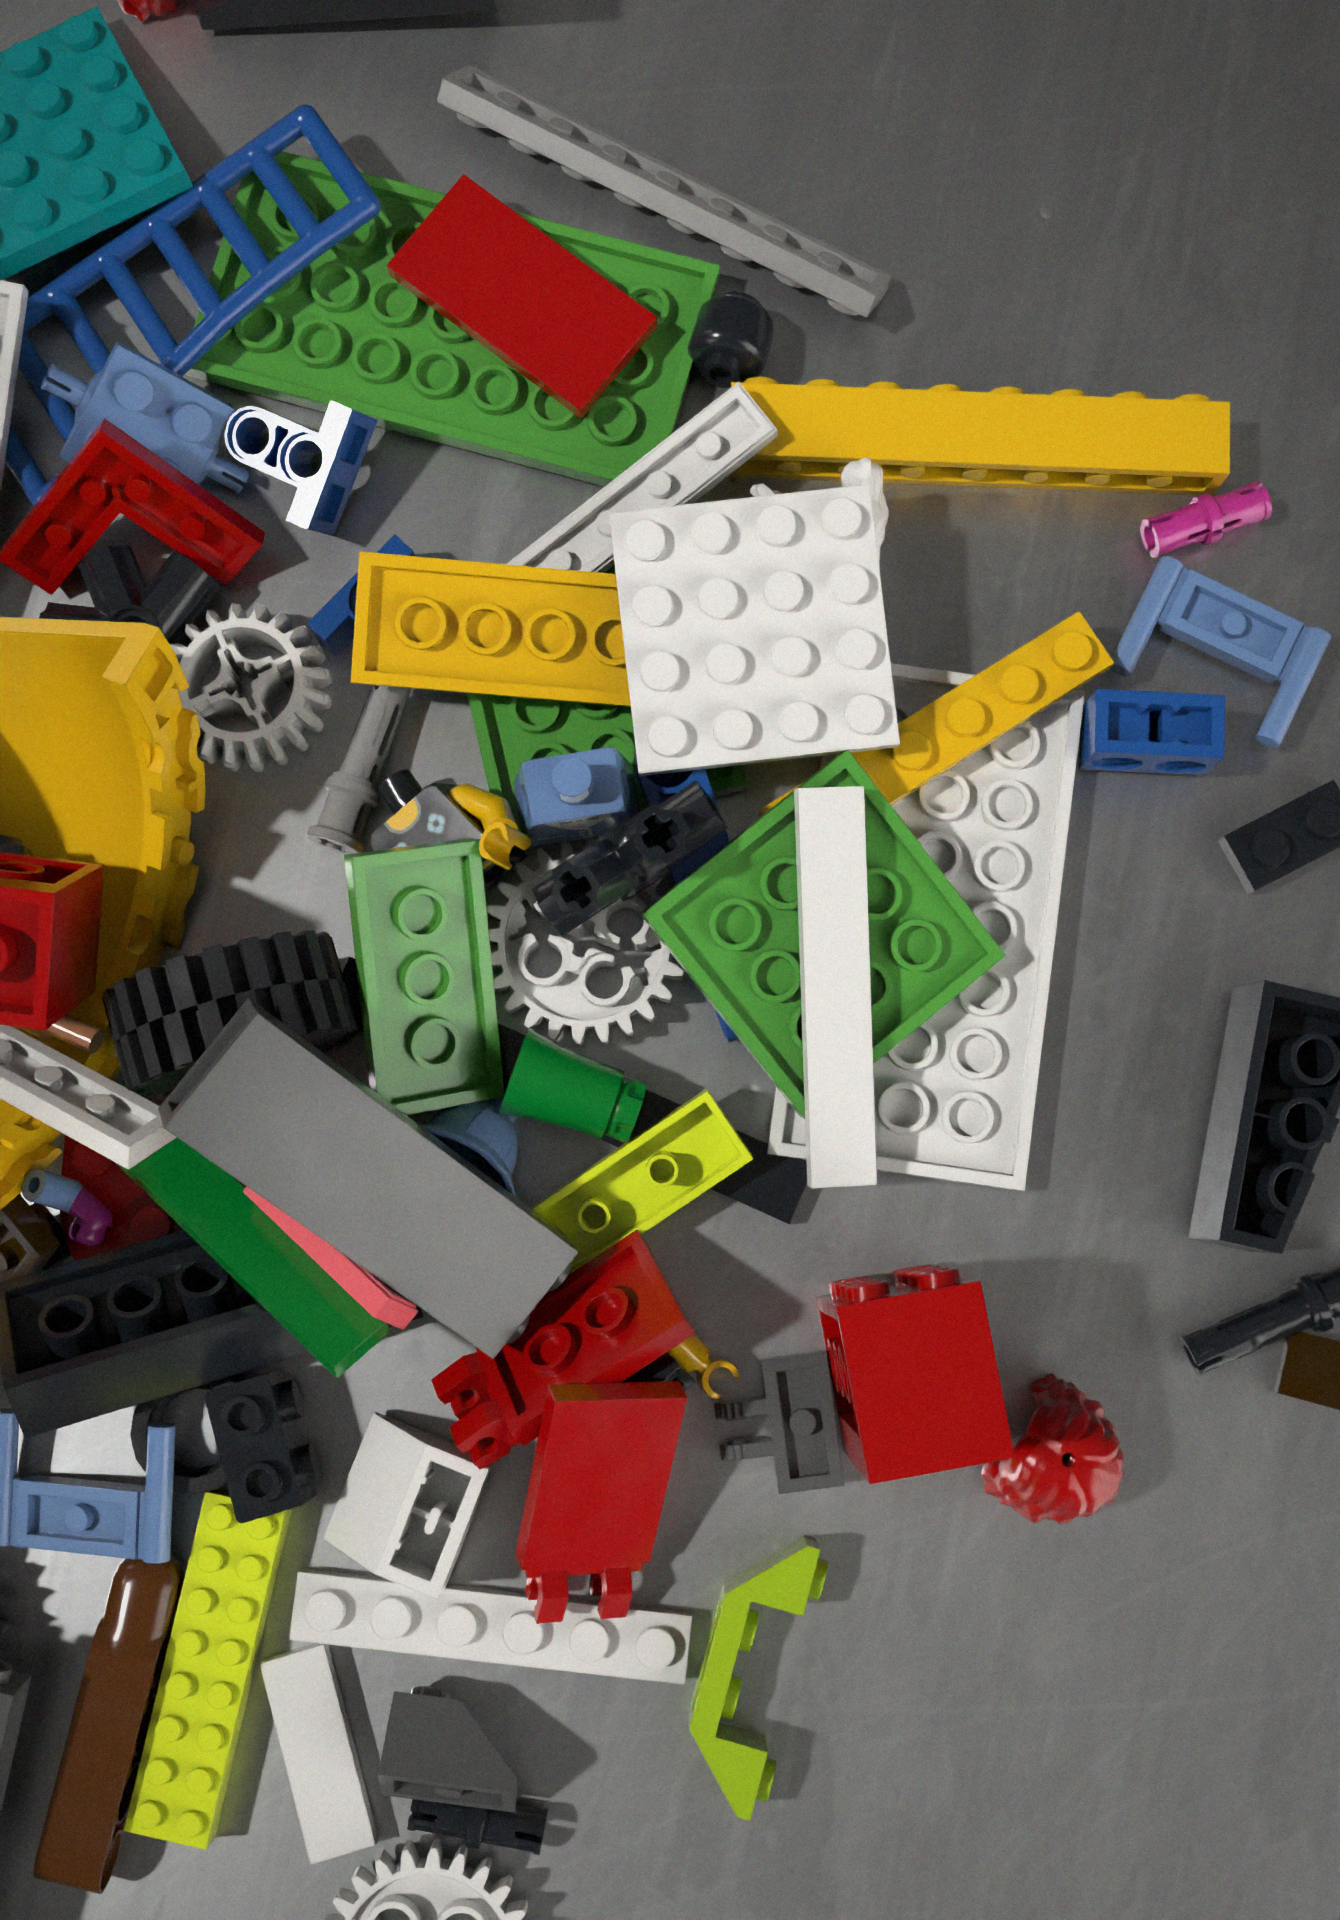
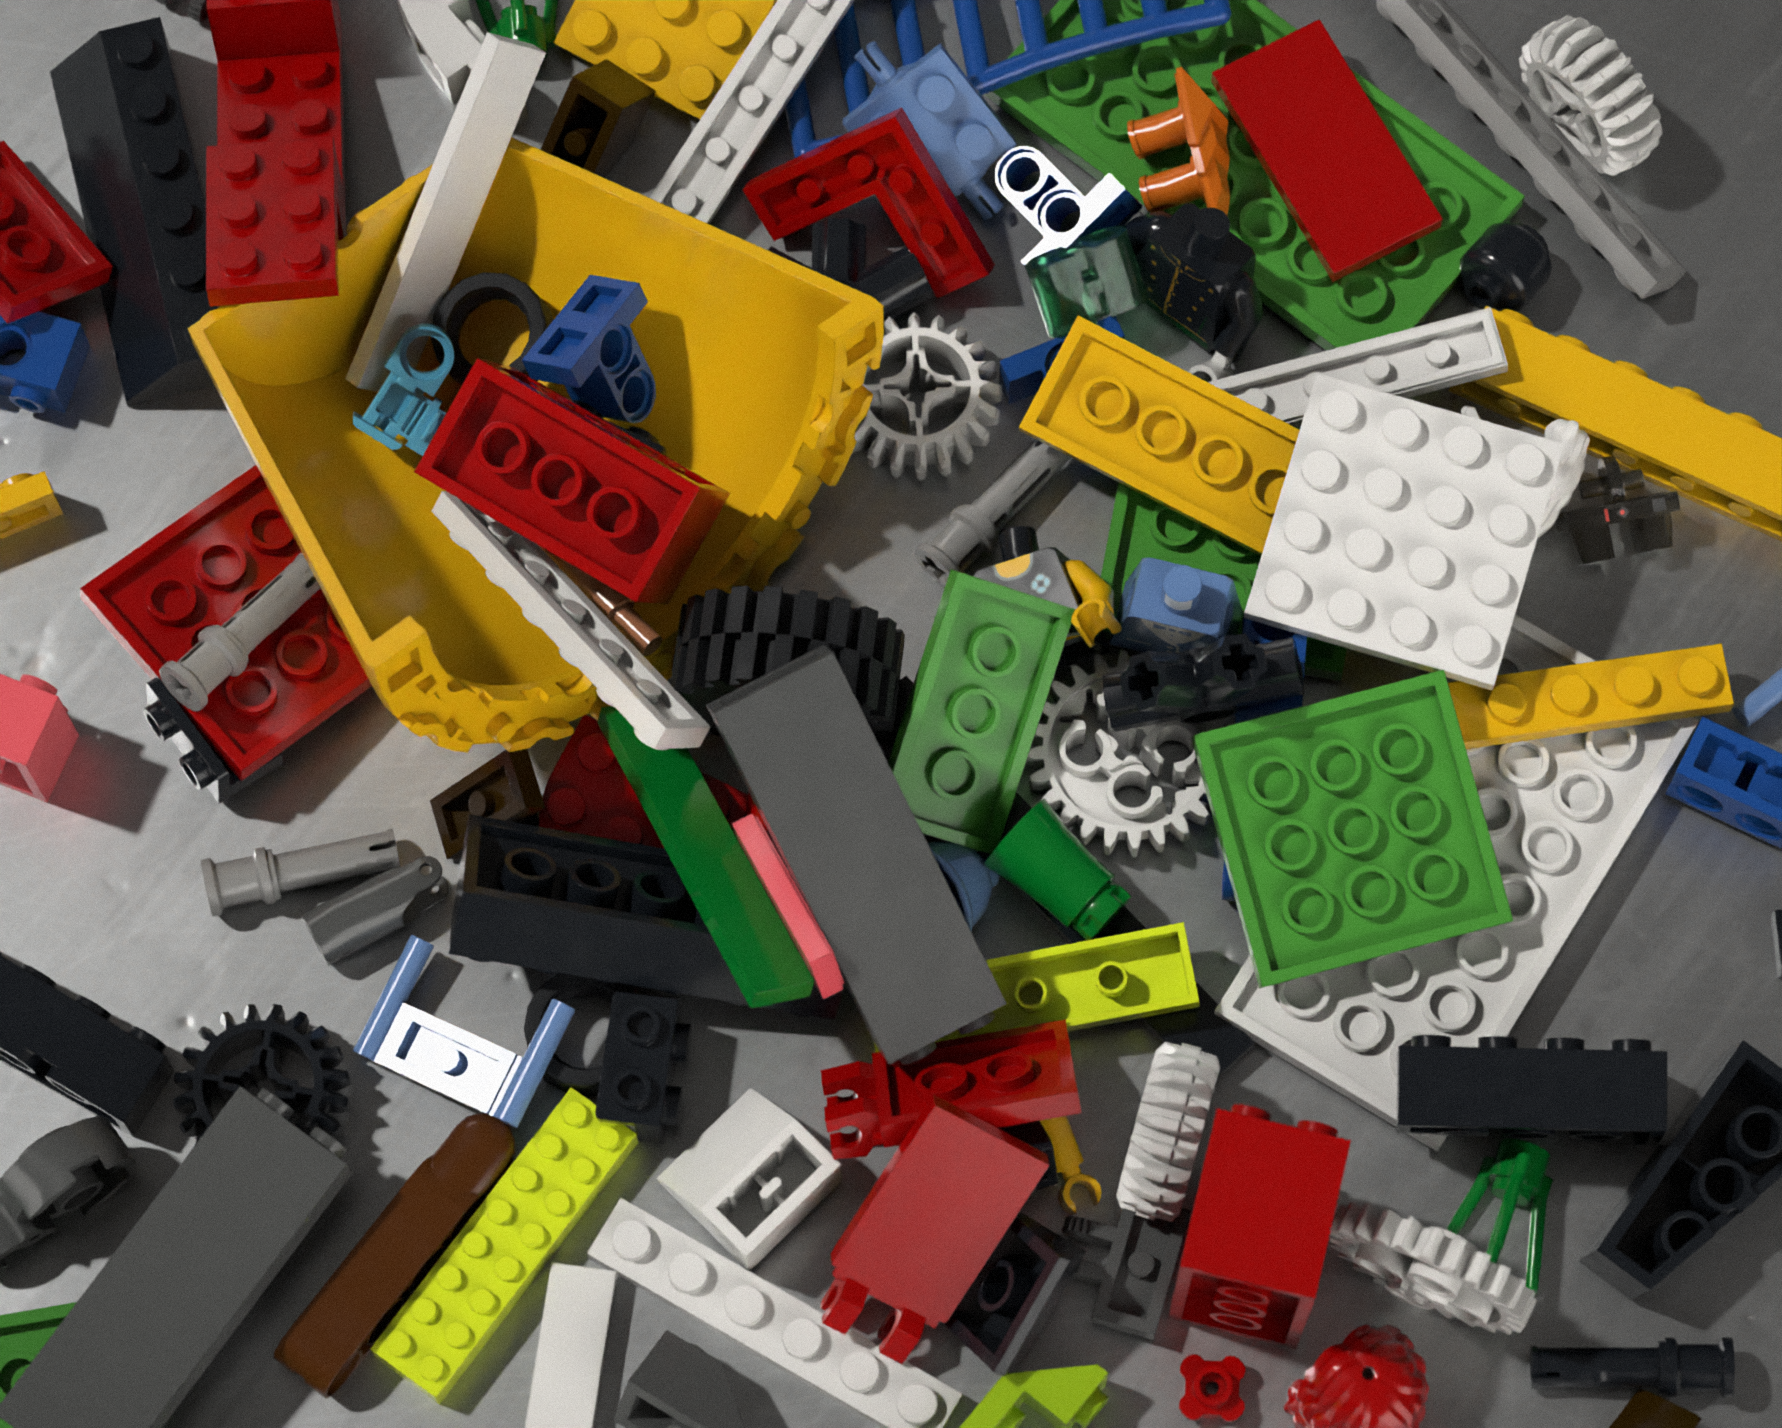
camera: 25 degrees right, 10 degrees down
(72, 1197) = (566, 773): arm -> none
(354, 512) = (1086, 280): none -> clear green piece
(397, 320) = (1205, 130): none -> orange connector
(449, 467) = (1199, 281): none -> black torso
(703, 1512) = (1015, 1294): none -> black slope
(741, 140) = (1591, 94): none -> white gear
(779, 1297) = (1167, 1131): none -> white gear
(835, 986) = (1340, 876): white tile -> none
(910, 1525) = (1224, 1403): none -> red plate
(953, 516) = (1647, 514): none -> clear smoke hips
(1086, 1328) = (1431, 1268): none -> white gear
(1096, 1111) = (1532, 1089): none -> black wedge
(1108, 1186) = (1516, 1177): none -> green plant

